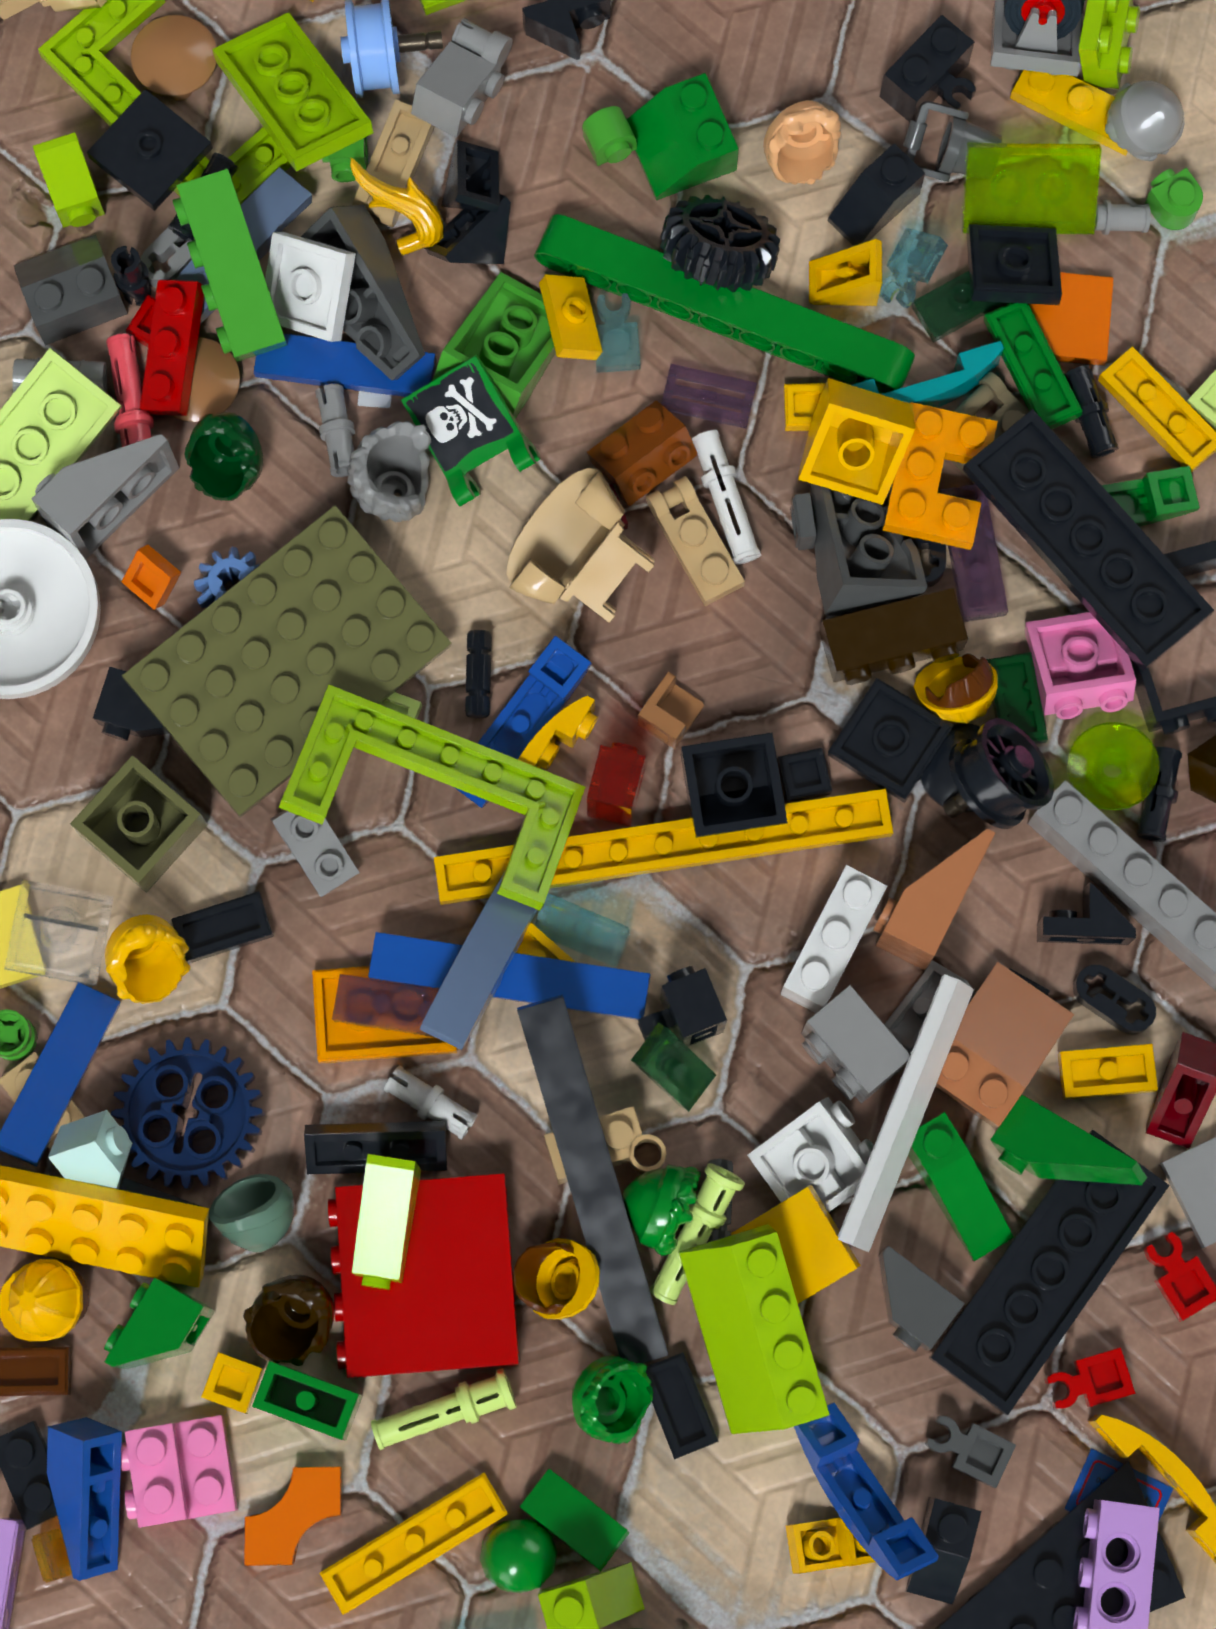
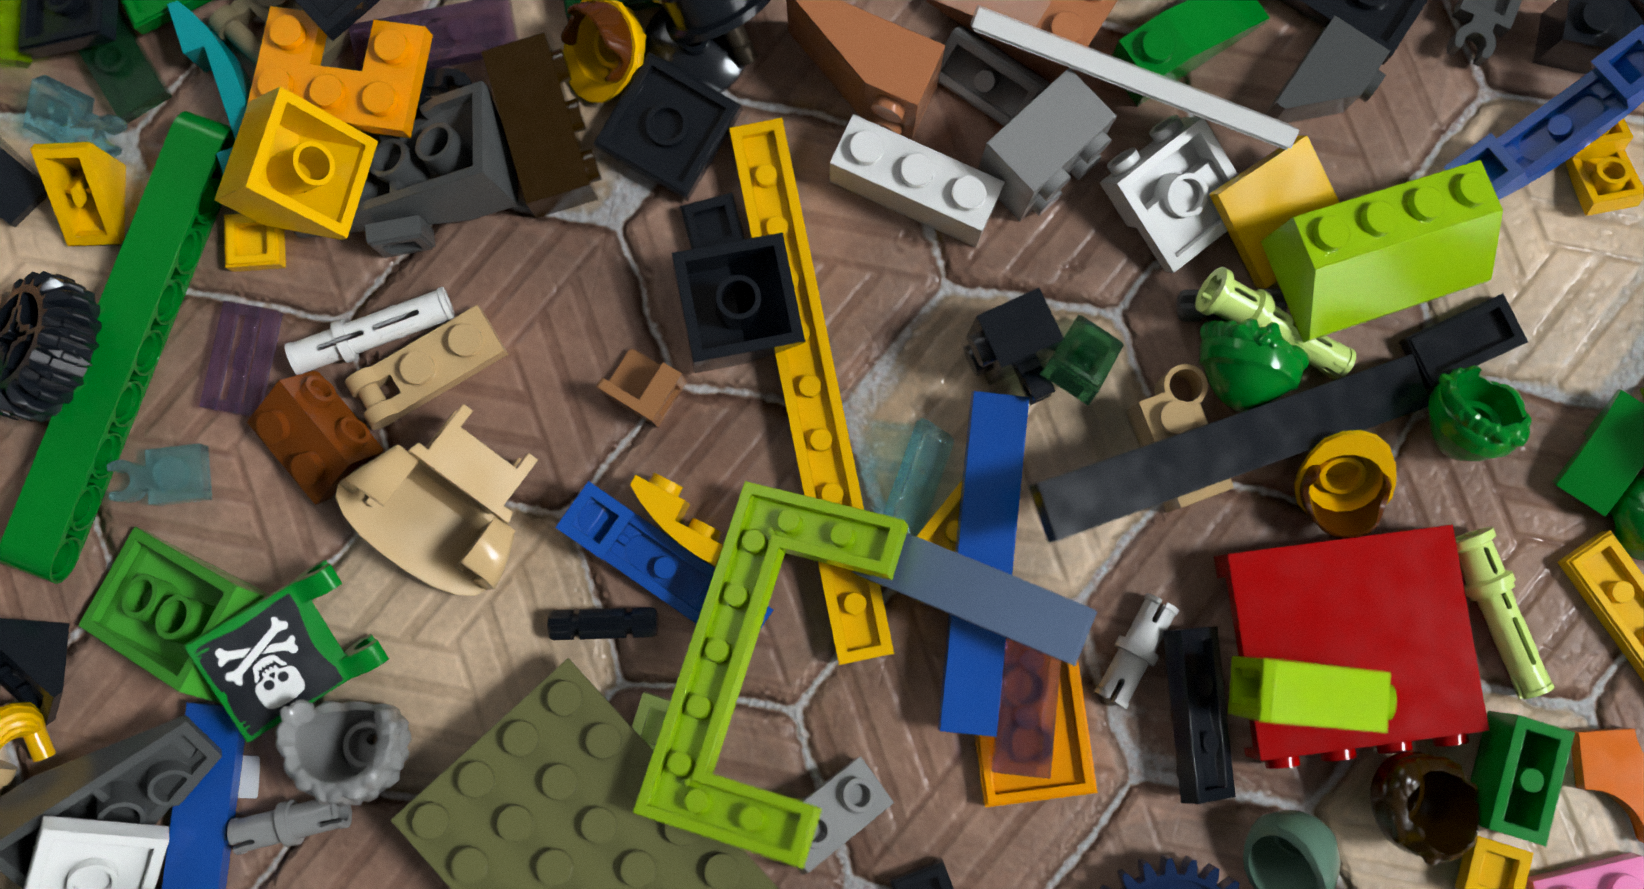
camera: 90 degrees left, 5 degrees up
(570, 317) = (137, 532): yellow plate -> none
(616, 784) = (740, 441): clear red brick -> none

